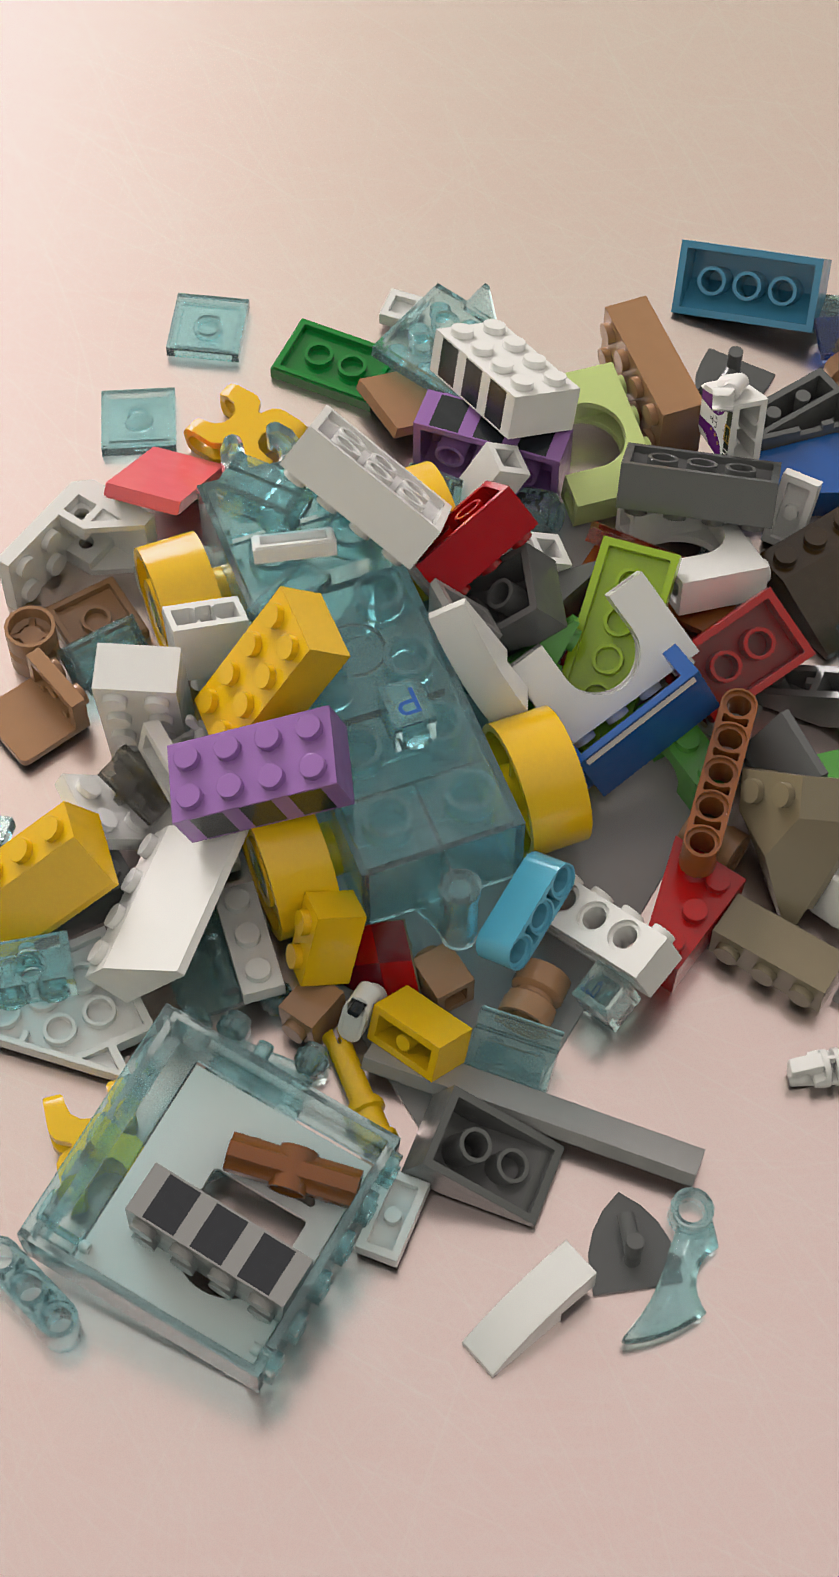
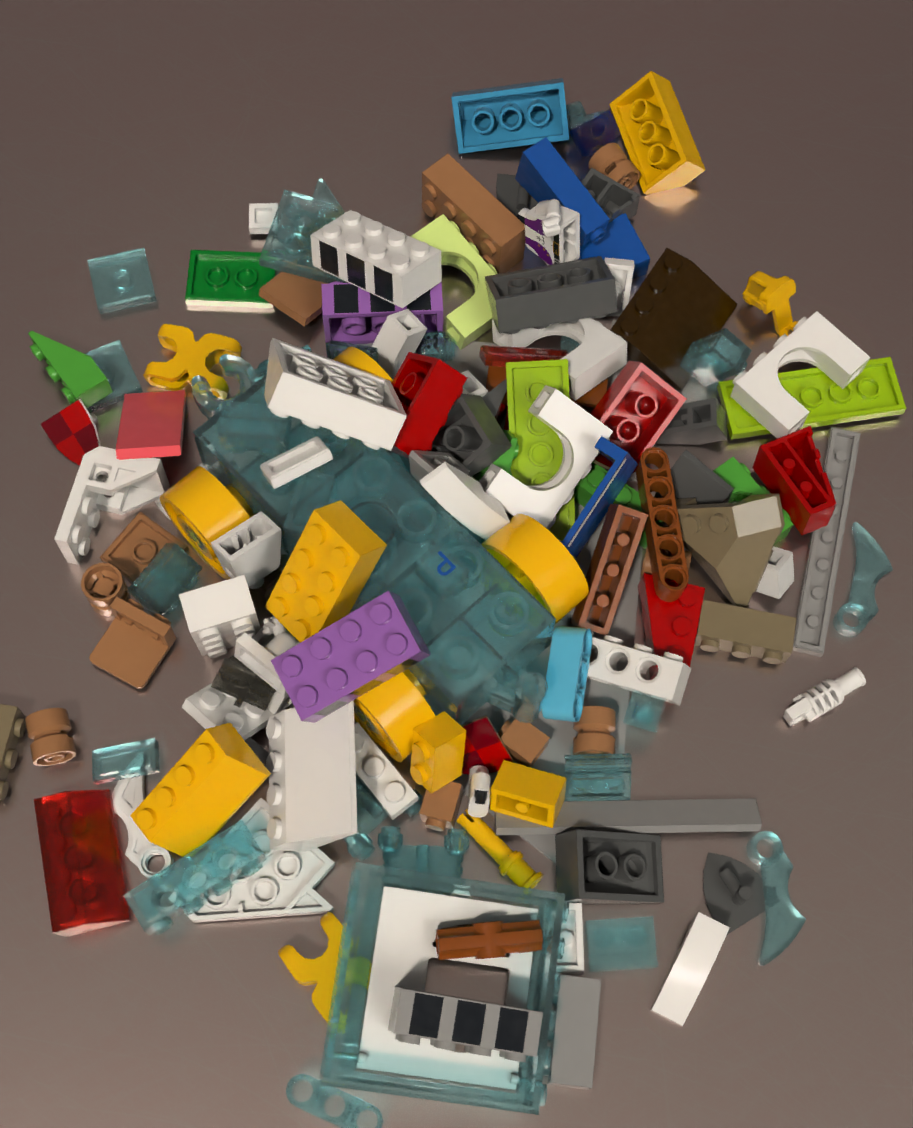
camera: 25 degrees left, 10 degrees up
(75, 458) = (73, 431): none -> shield
(107, 398) = (74, 369): none -> bright green slope
(351, 1324) = (574, 1032): none -> light grey brick
(457, 1250) = (621, 944): none -> clear light blue plate
(634, 812) = (609, 568): none -> dark orange brick
(754, 350) = (549, 177): none -> blue slope

